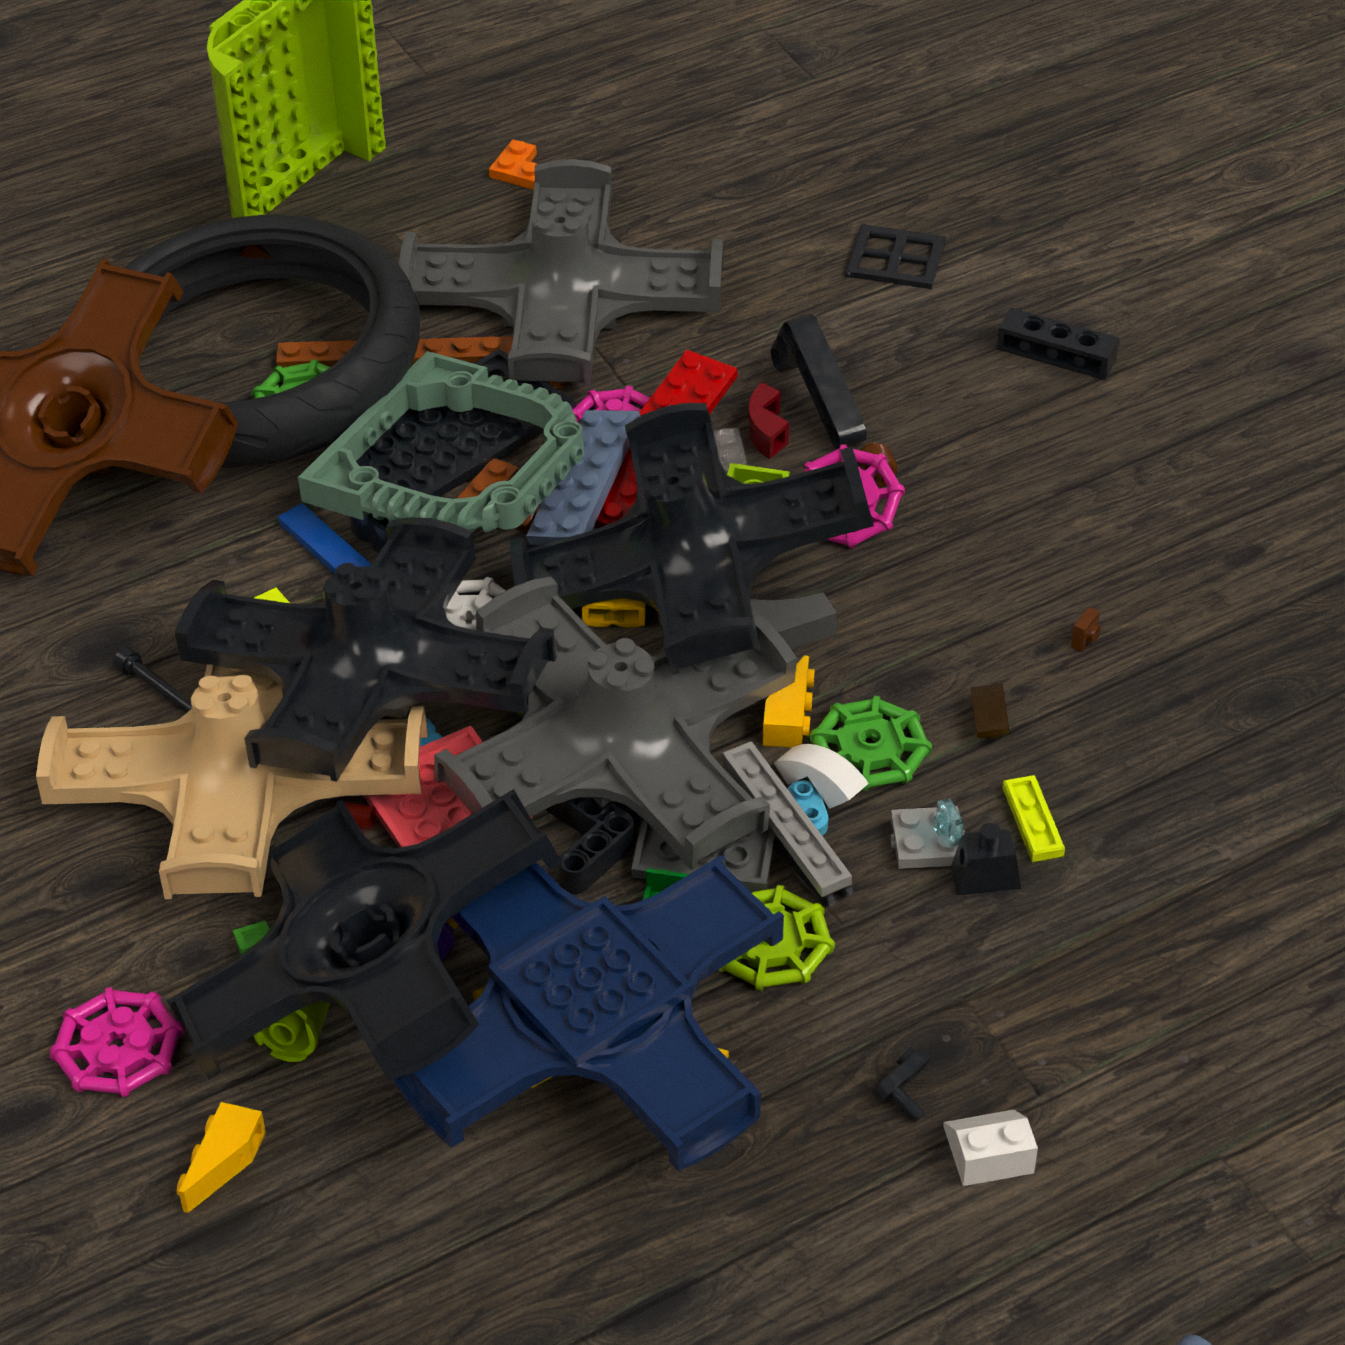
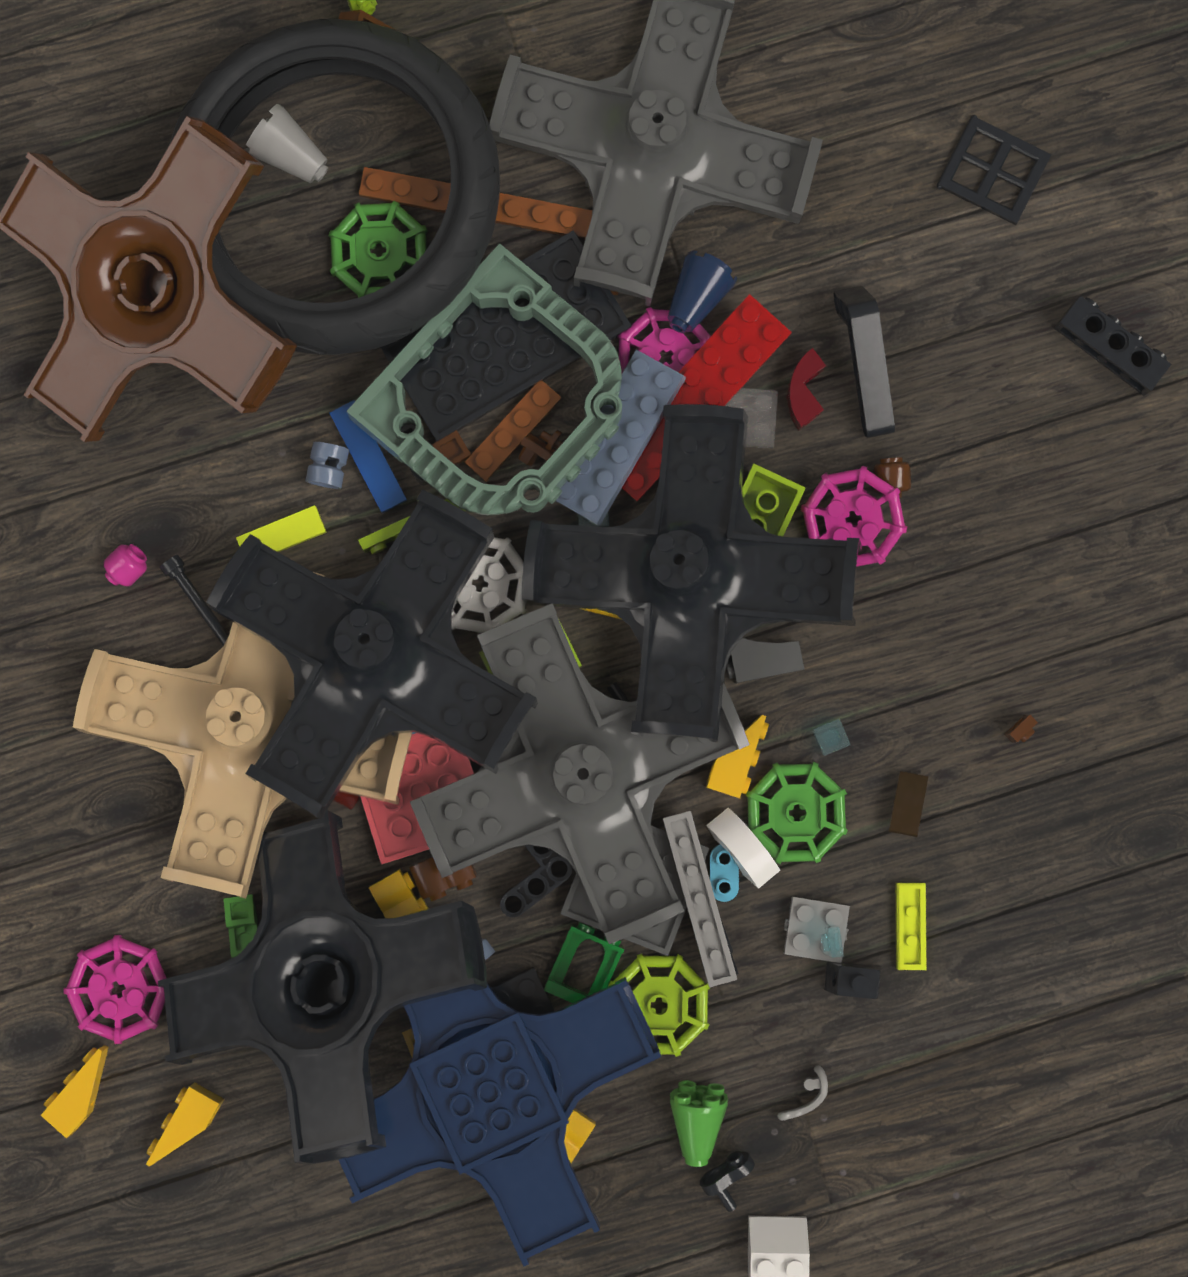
camera: 10 degrees right, 40 degrees up
(75, 664) = (125, 565): none -> dark pink head
(78, 1154) = (77, 1100): none -> yellow slope
(204, 286) = (287, 147): none -> light grey cone
(283, 550) = (325, 475): none -> sand blue wheel
(638, 355) = (699, 289): none -> dark blue cone
(849, 1022) = (698, 1118): none -> bright green cone
(886, 673) = (831, 737): none -> clear light blue plate
(975, 973) = (819, 1082): none -> light grey piece

